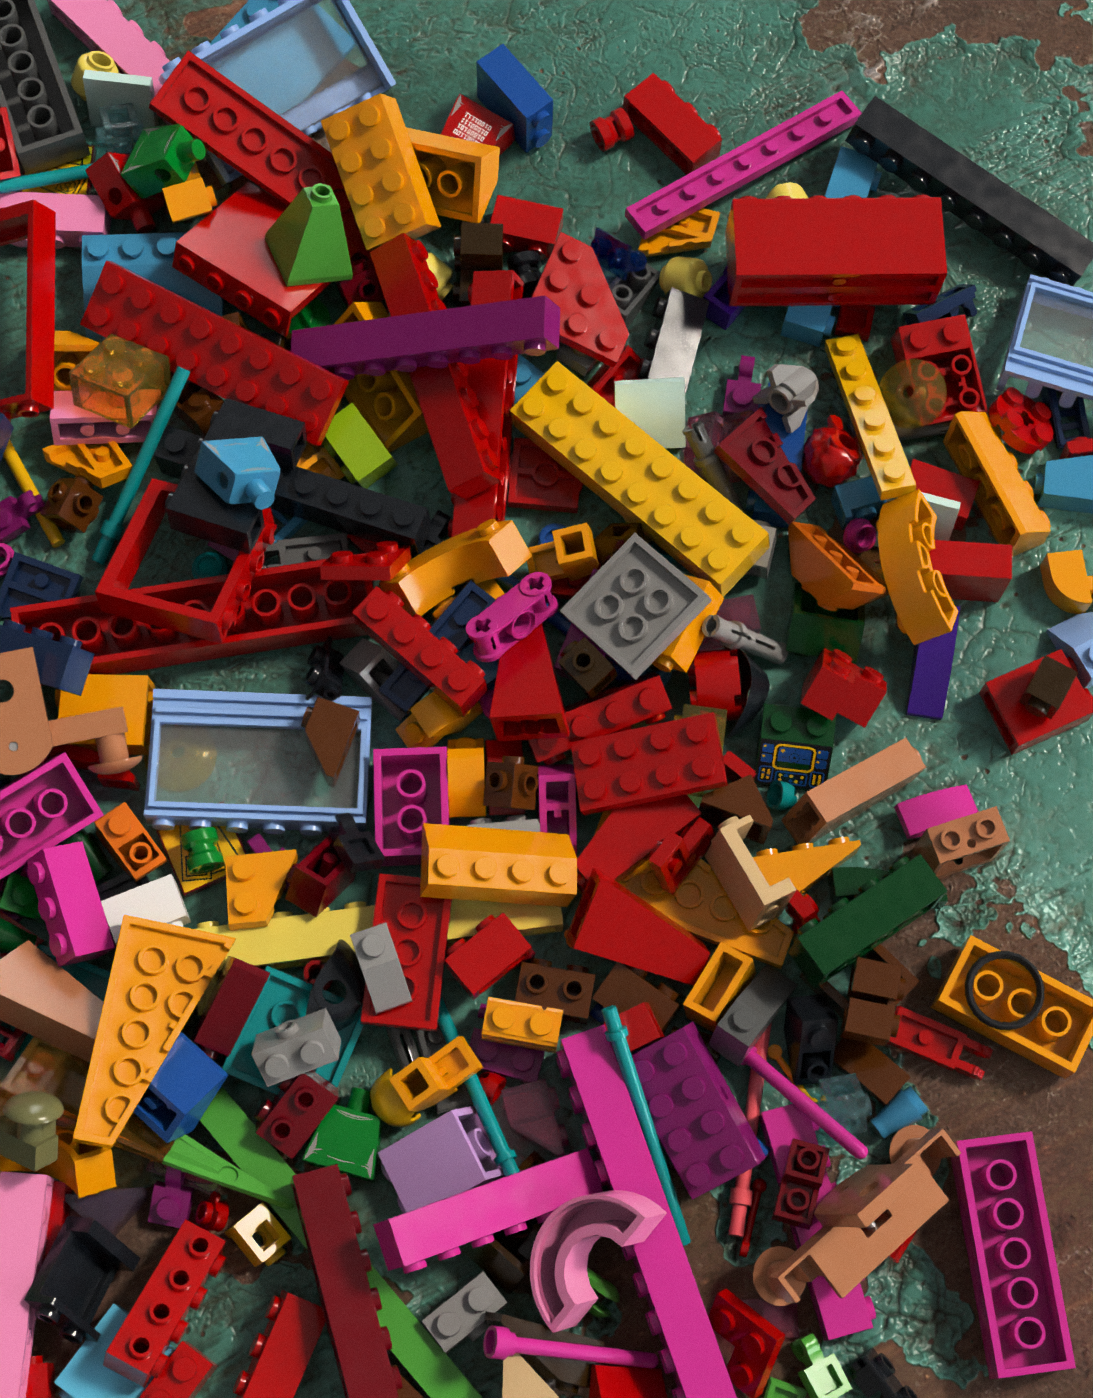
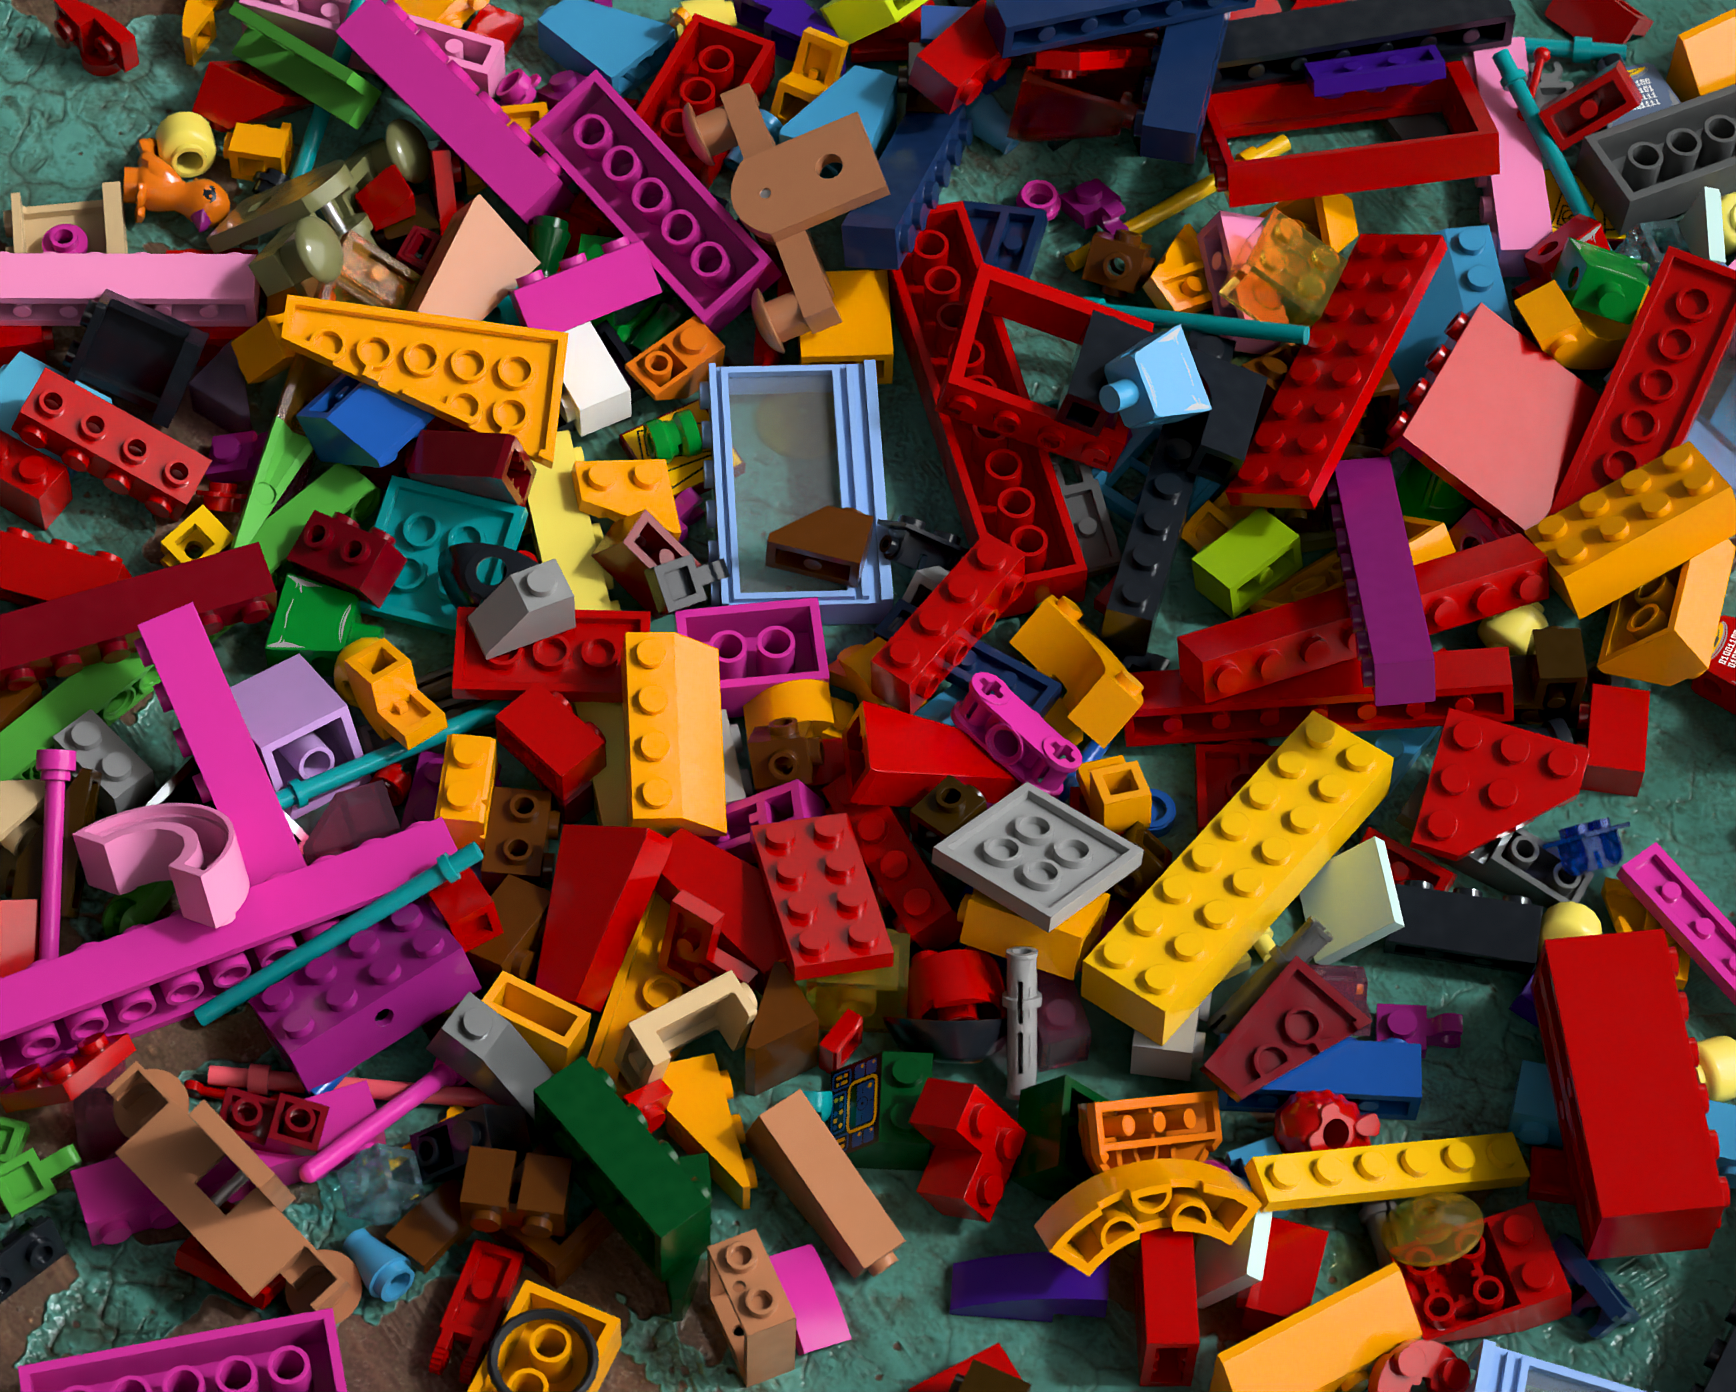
camera: 85 degrees right, 15 degrees down
(296, 1047) = (418, 534): light grey brick -> none
(311, 239) = (1514, 459): bright green slope -> none
(379, 564) = (1059, 564): red plate -> none
(790, 393) = (1399, 1056): light grey brick -> none

